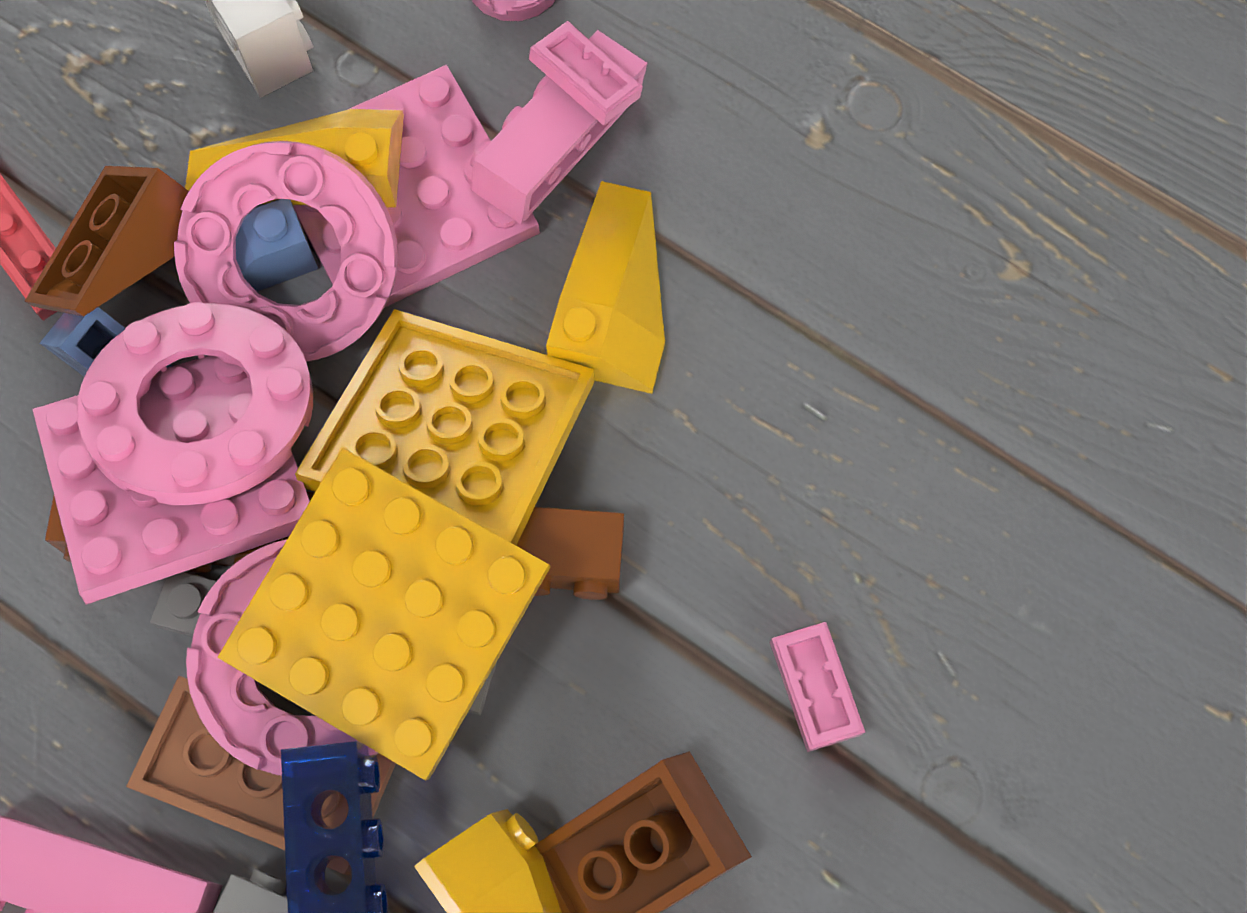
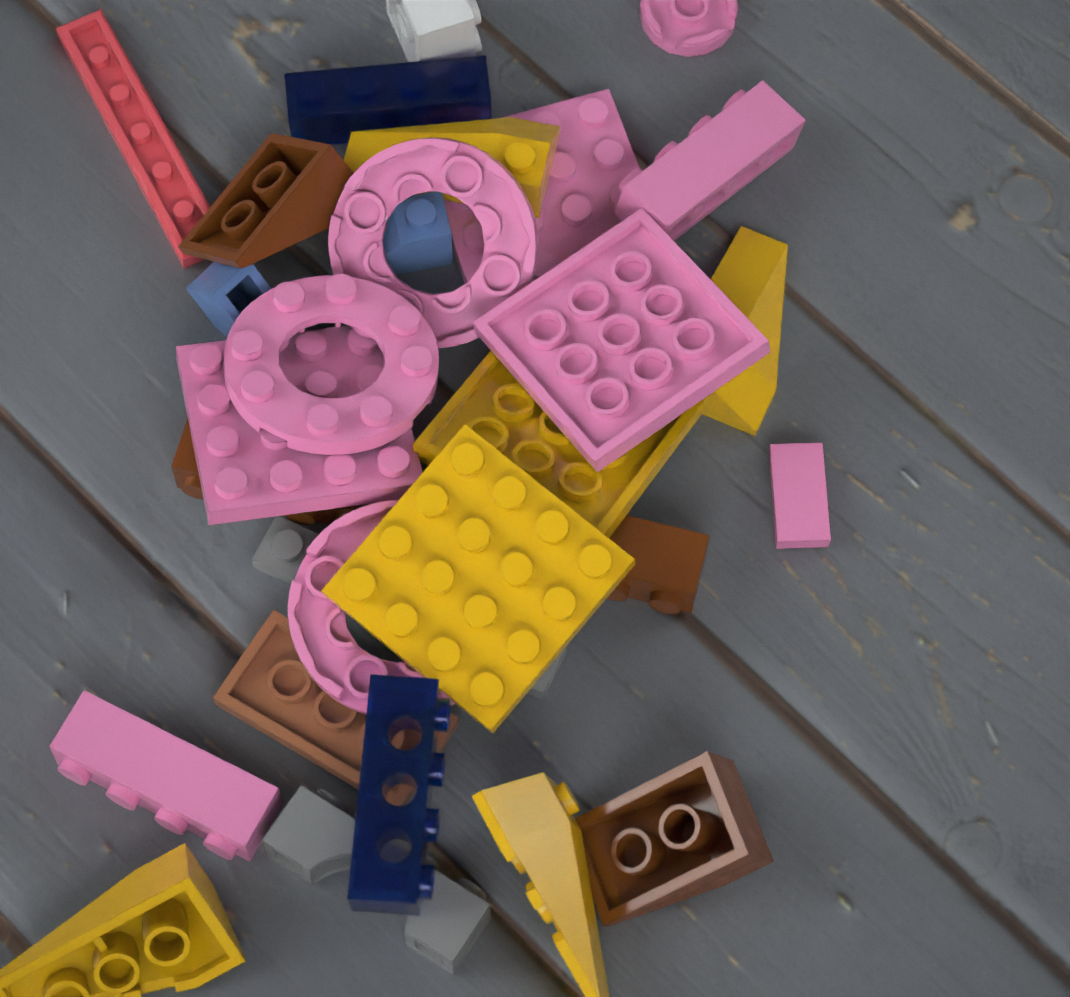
camera: 10 degrees right, 5 degrees down
(169, 122) = (335, 102): none -> clear blue brick
(497, 322) = (621, 338): none -> bright pink plate
(585, 72) = (744, 120): bright pink plate -> none
(707, 449) = (799, 495): none -> bright pink tile
(817, 686) = (863, 726): bright pink plate -> none

